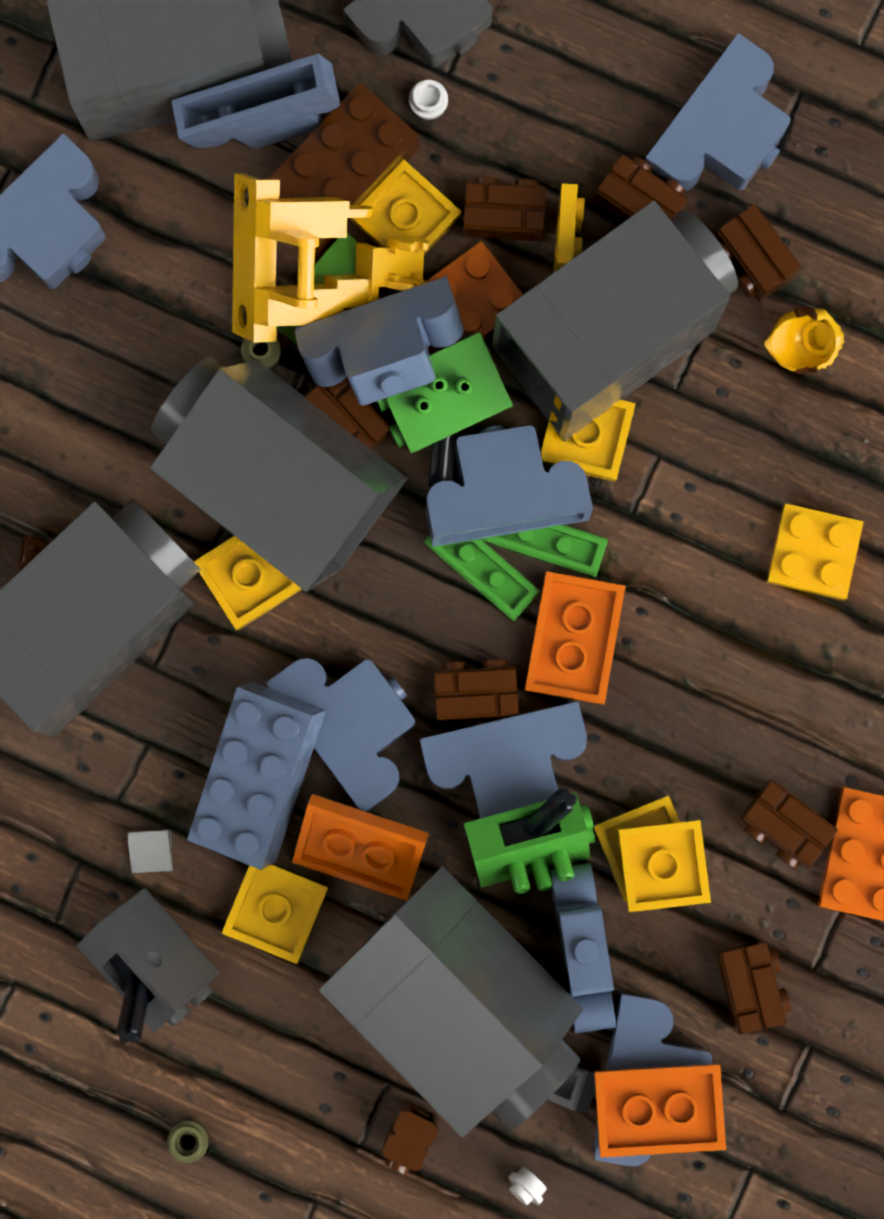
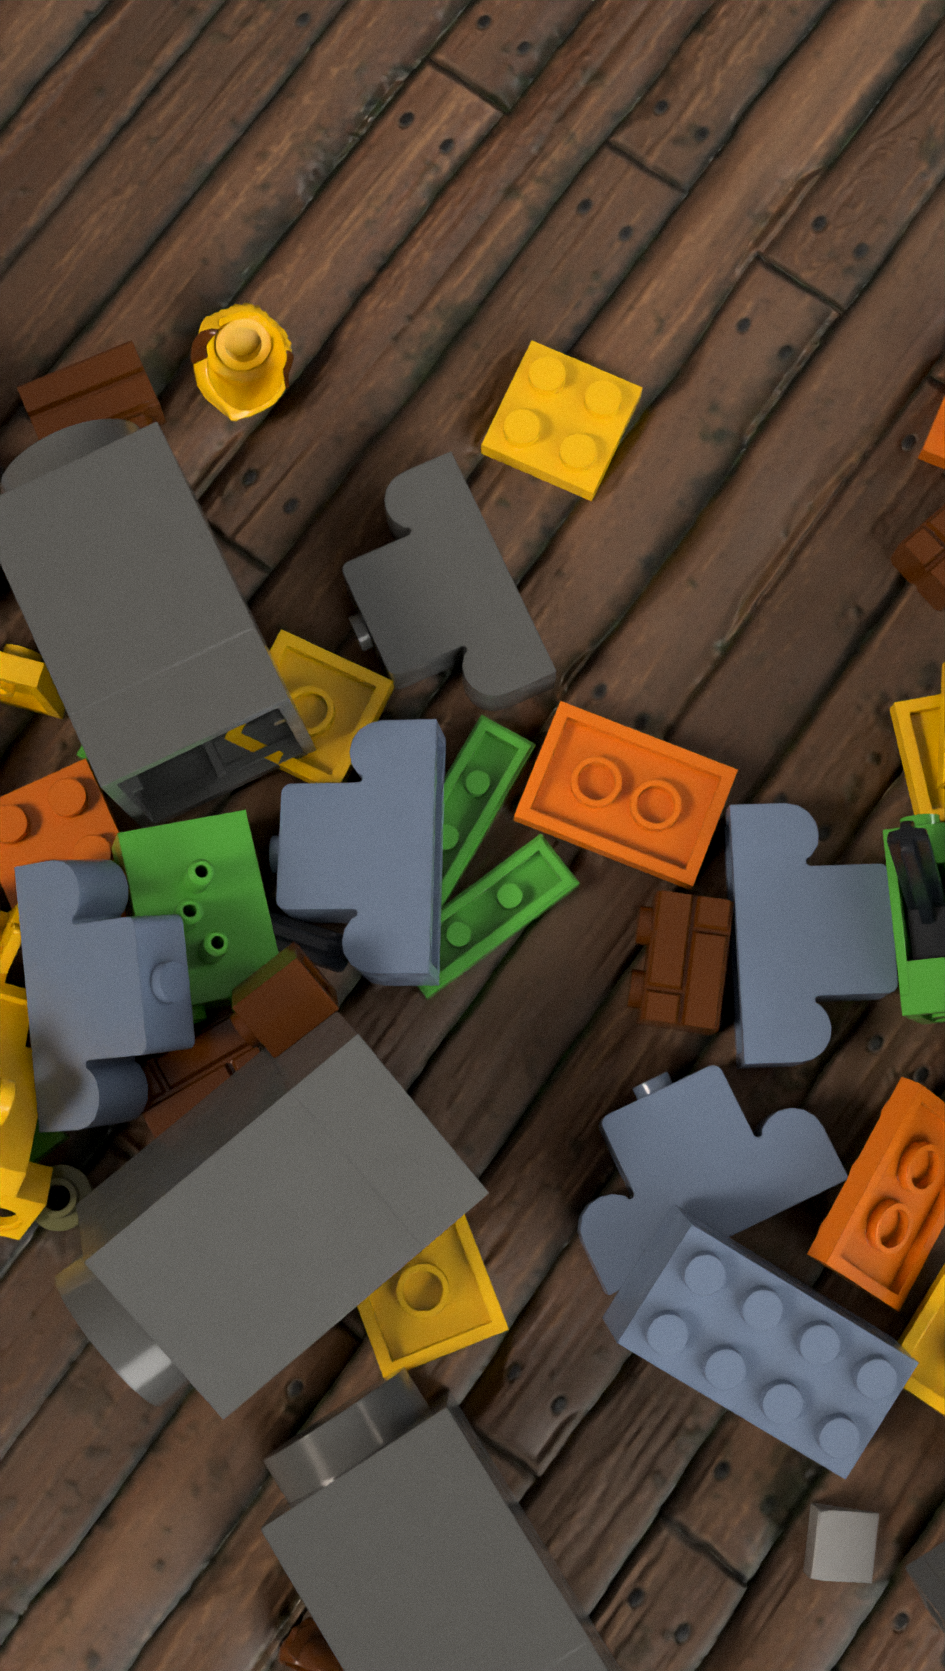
camera: 80 degrees left, 5 degrees down
(398, 452) = (282, 1001): none -> reddish brown brick
(679, 499) = (445, 595): none -> dark grey brick

